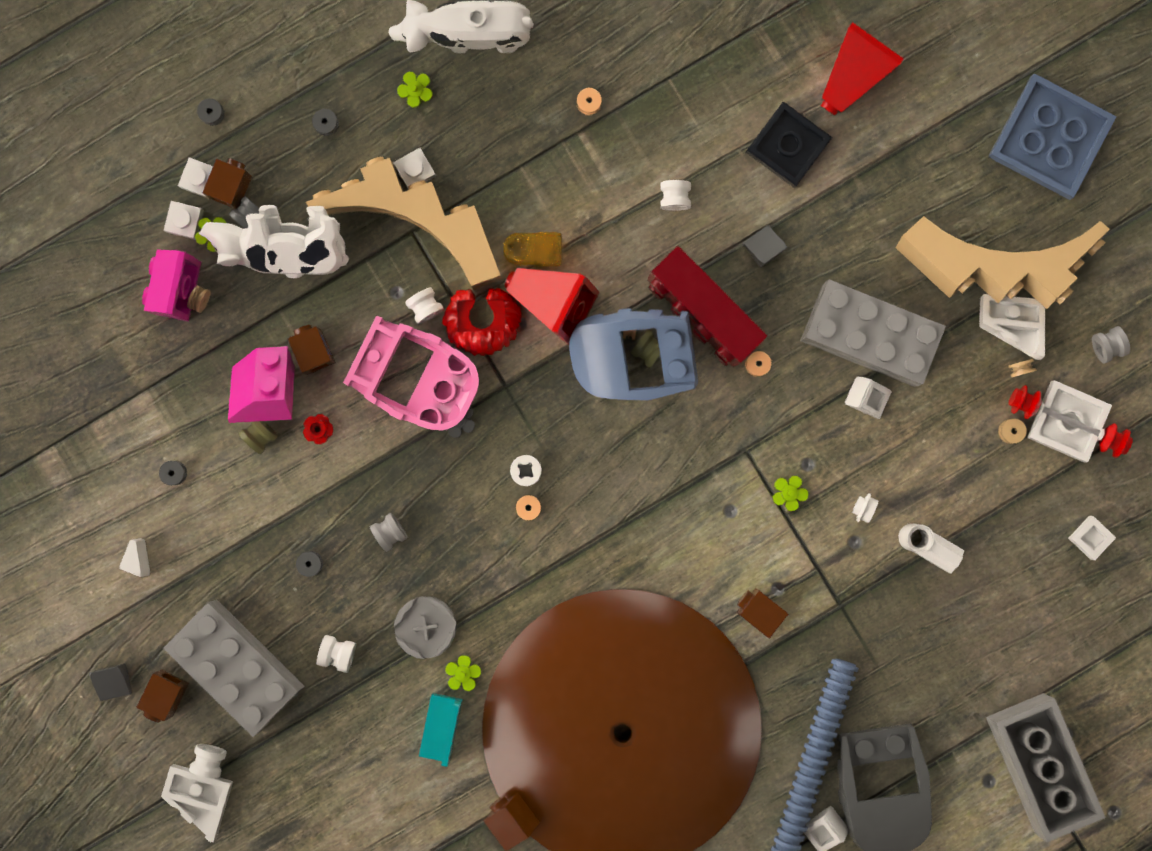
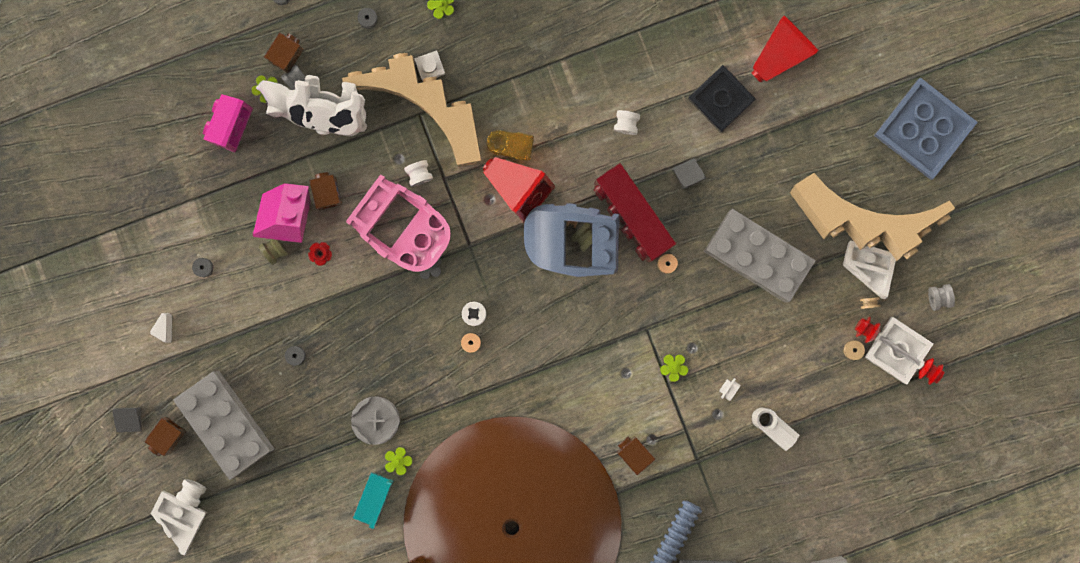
camera: 10 degrees right, 0 degrees up
(183, 219) = (245, 74): white plate -> none
(195, 176) = (260, 42): white plate -> none
(198, 299) = (246, 137): tan piece -> none
(336, 653) = (303, 428): white wheel -> none
(388, 532) = (360, 342): light grey wheel -> none
(486, 340) = (460, 208): red piece -> none
(585, 95) = (573, 32): light nougat piece -> none
(868, 397) = (747, 304): white slope -> none
(1092, 538) = (900, 443): white plate -> none

